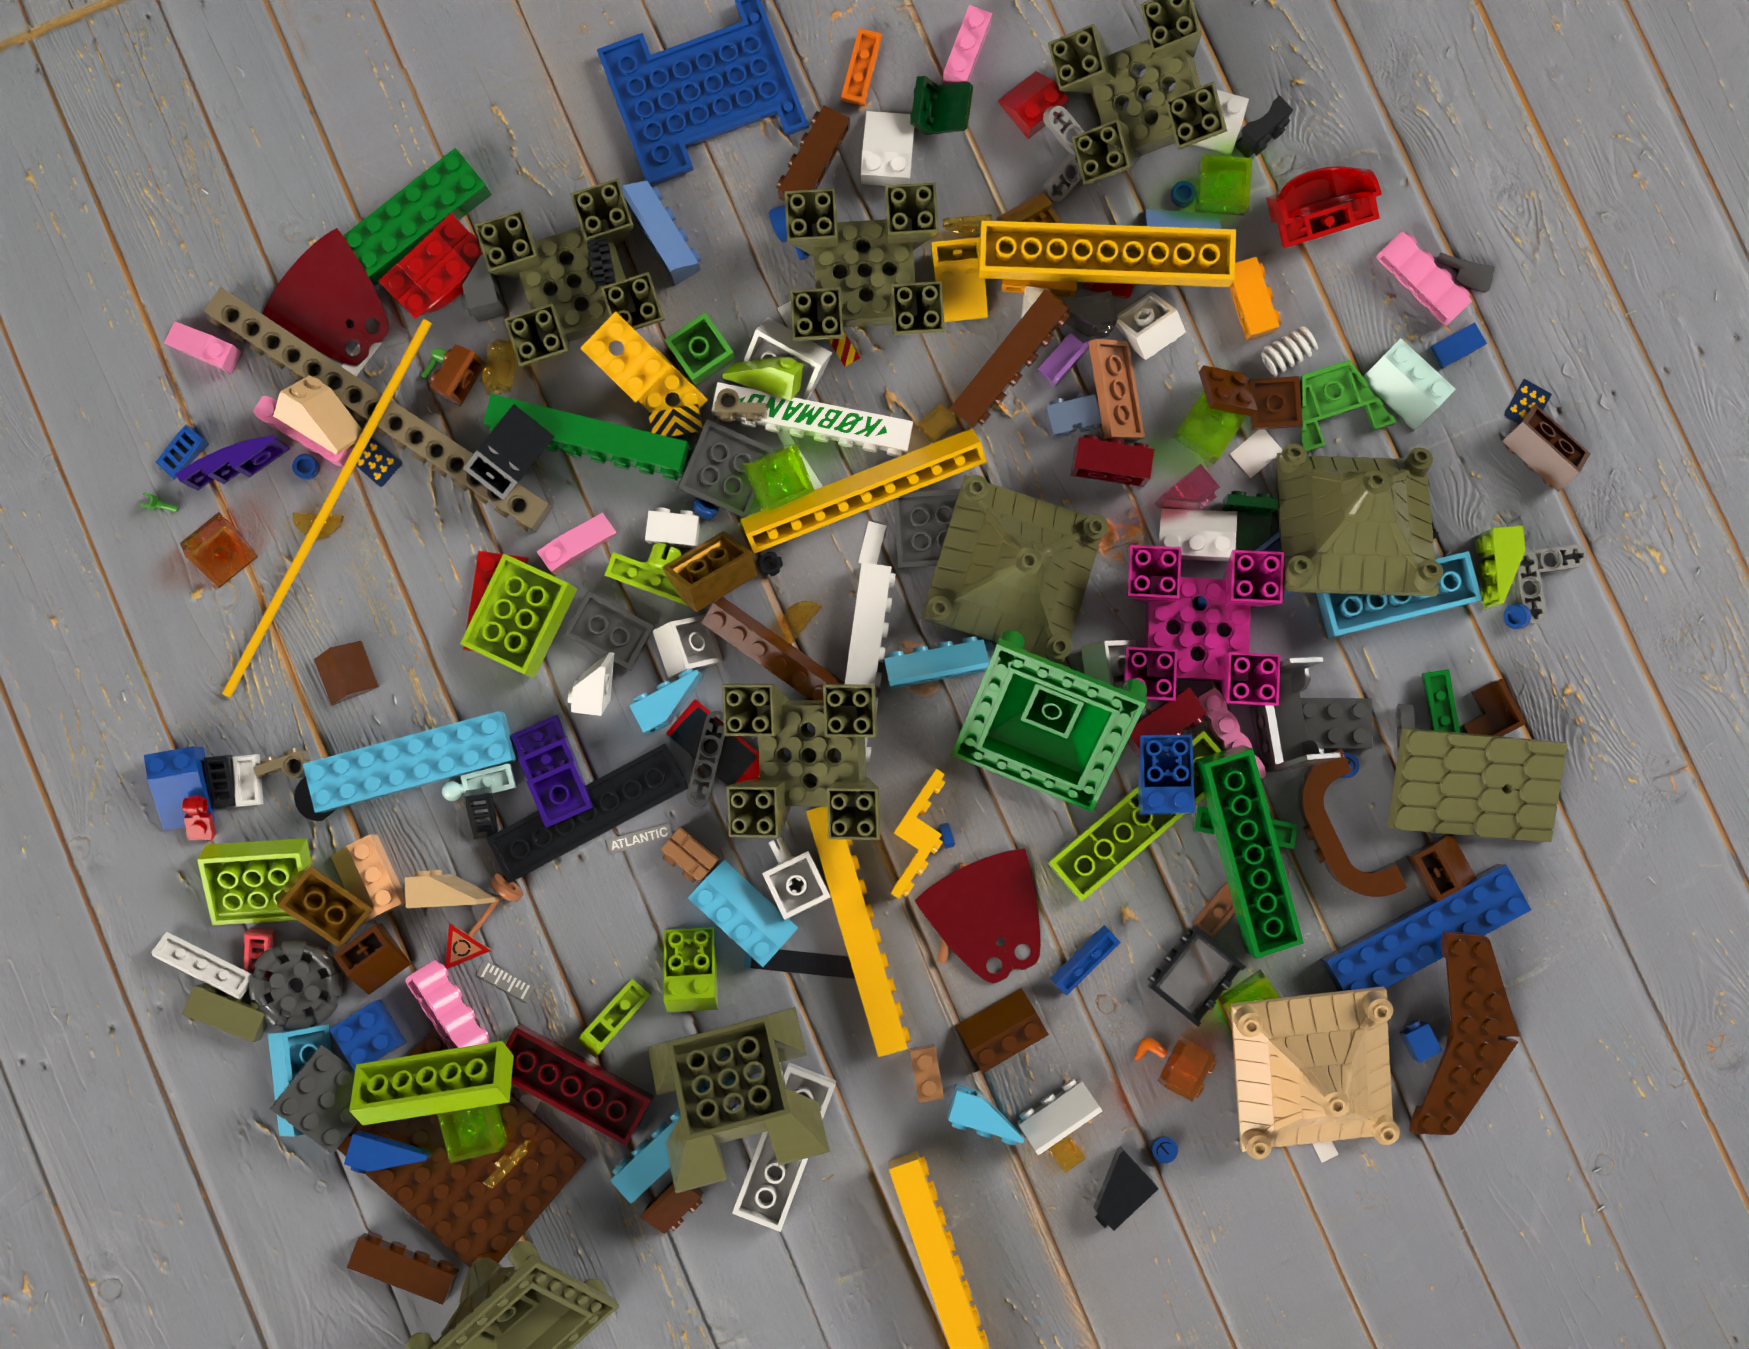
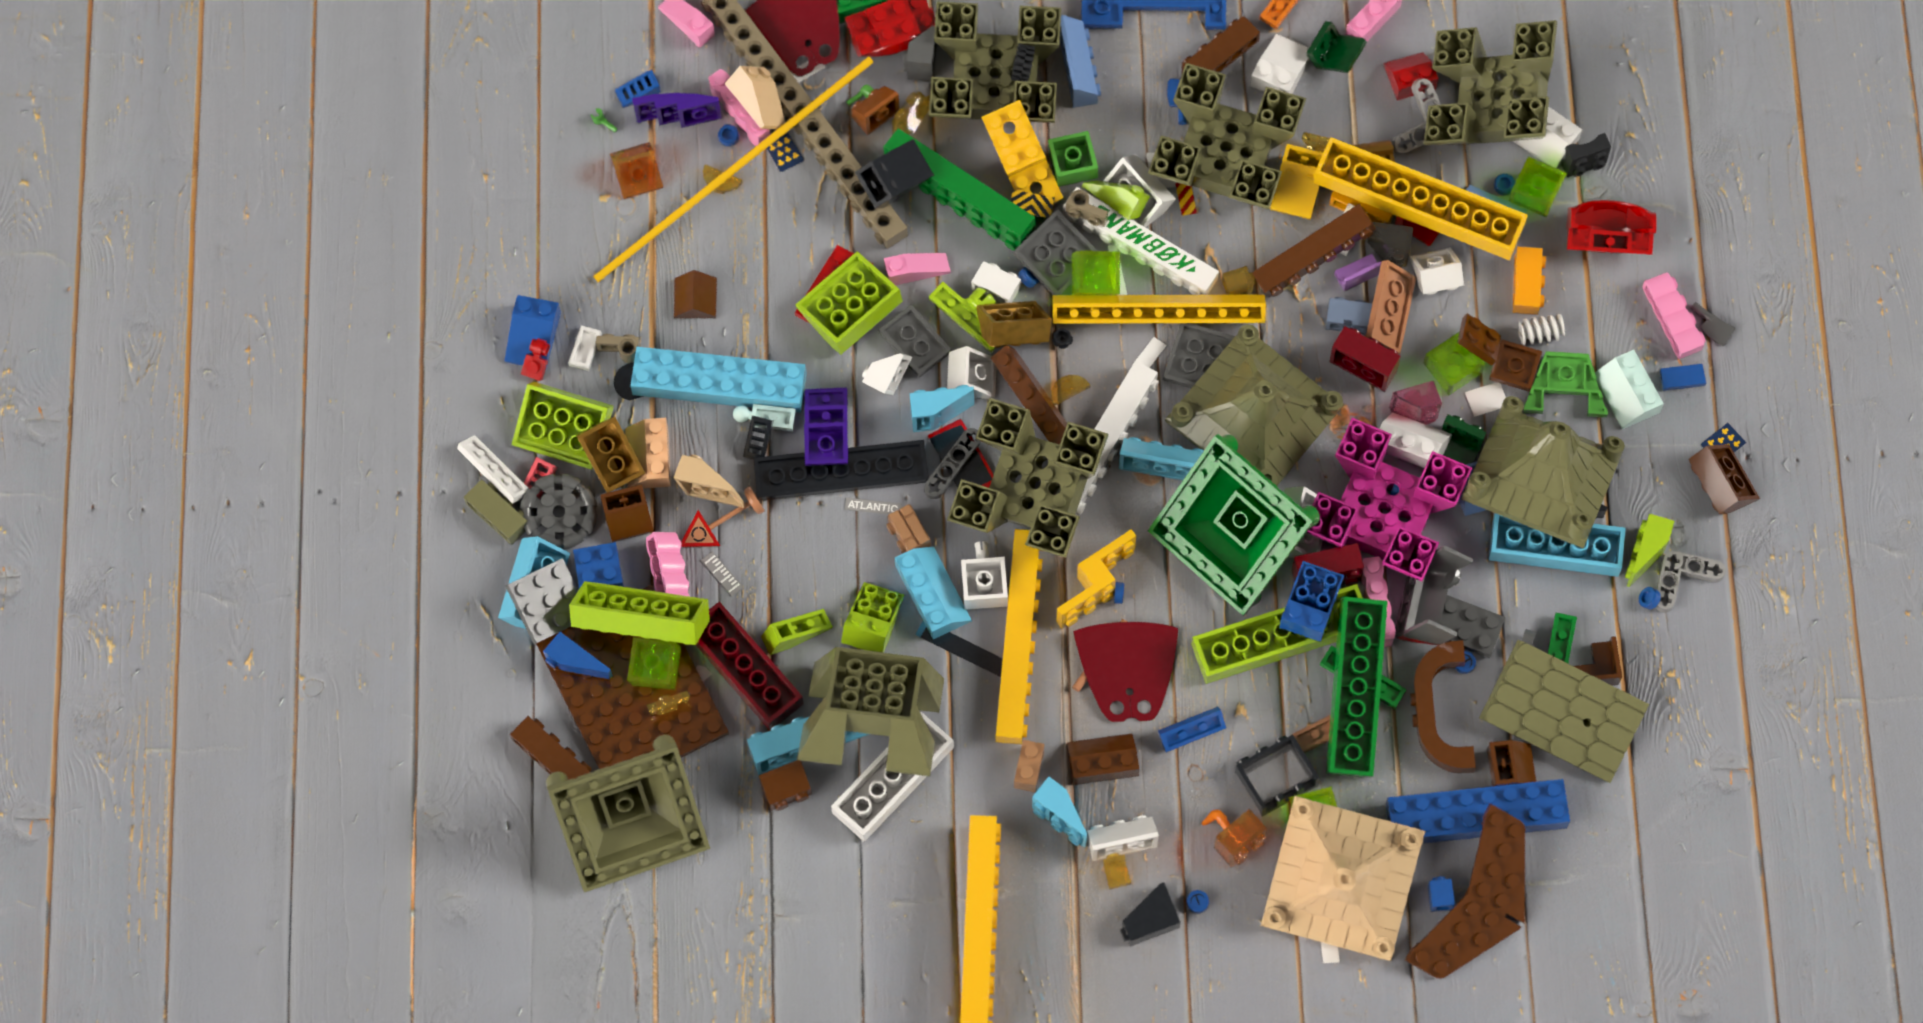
camera: 20 degrees right, 15 degrees down
(212, 782) = (569, 323): black slope -> none

